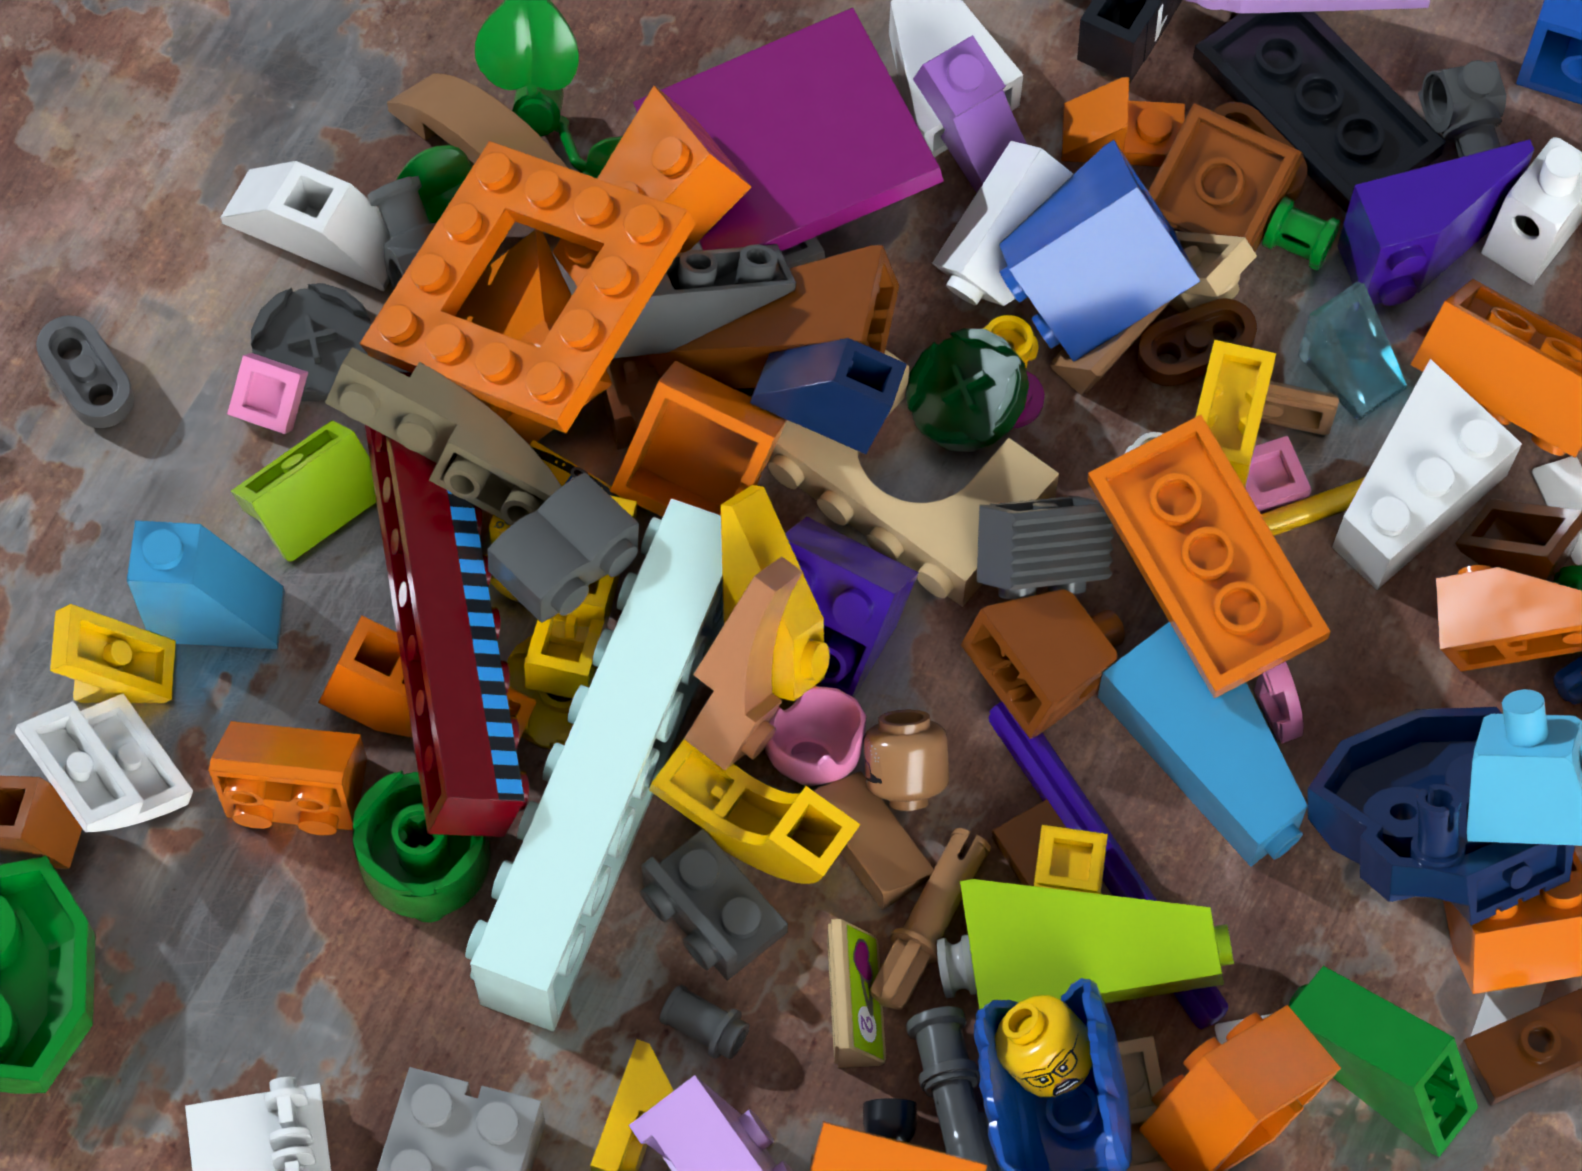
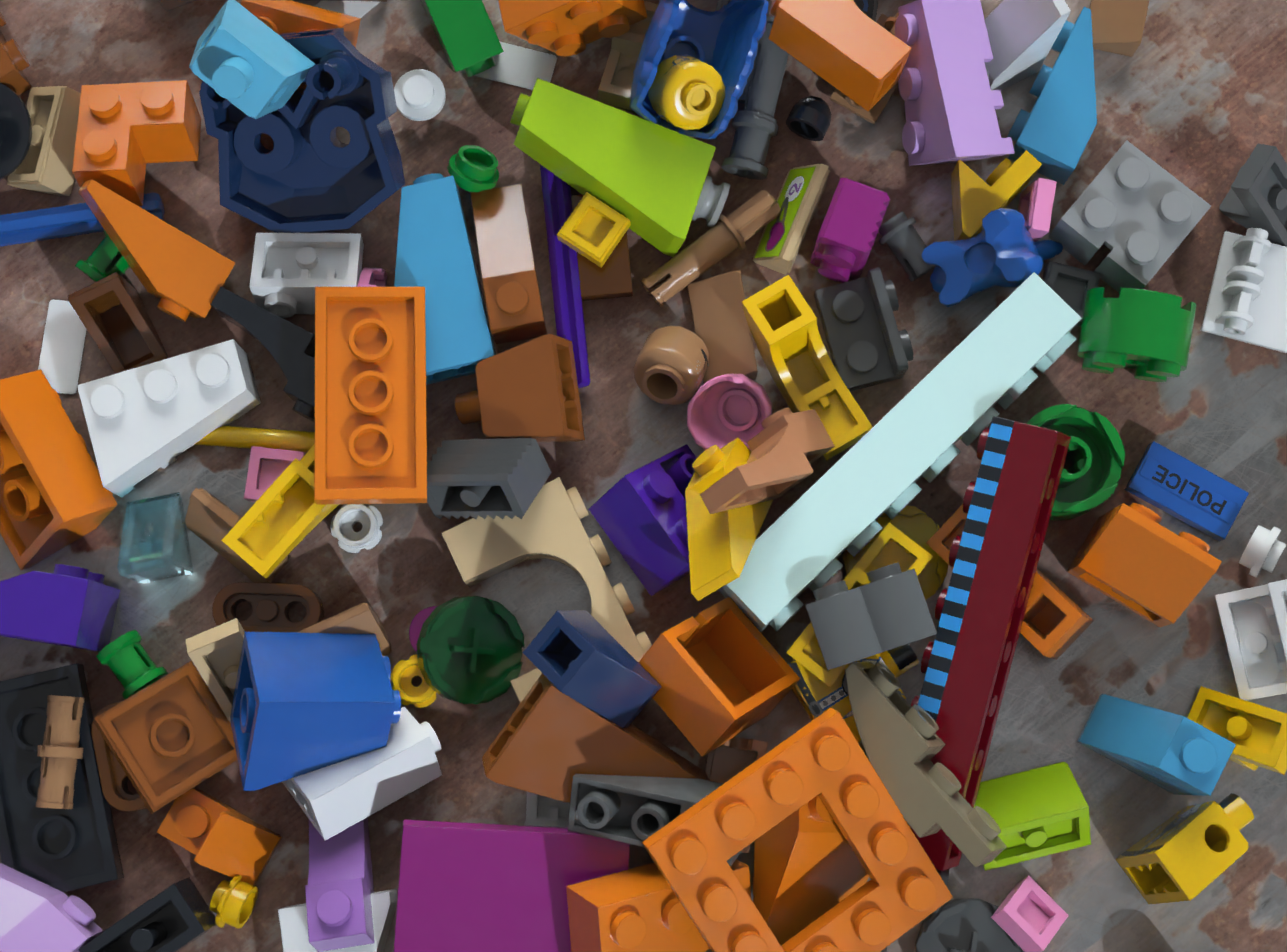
camera: 150 degrees left, 15 degrees up
(123, 488) = (1188, 850): none -> yellow torso
(156, 859) = (1263, 551): none -> white plate
(267, 894) = (1186, 491): none -> blue tile
(397, 1016) = (1137, 332): none -> green brick
(495, 1056) = (1071, 284): none -> dark grey tile
(573, 1123) = (1037, 206): none -> bright pink tile
(592, 1037) = (995, 257): none -> blue animal
(779, 982) = (849, 230): none -> magenta brick
(1072, 76) = (233, 902): none -> yellow plate
(1147, 796) = (508, 264): none -> dark orange slope
(1244, 882) = (474, 168): none -> green plate
(1318, 118) = (60, 752): none -> medium nougat pin
(1355, 943) = (419, 95): none -> white plate
(1357, 604) = (287, 343): none -> black slope
(1364, 687) = (293, 264): none -> white bracket

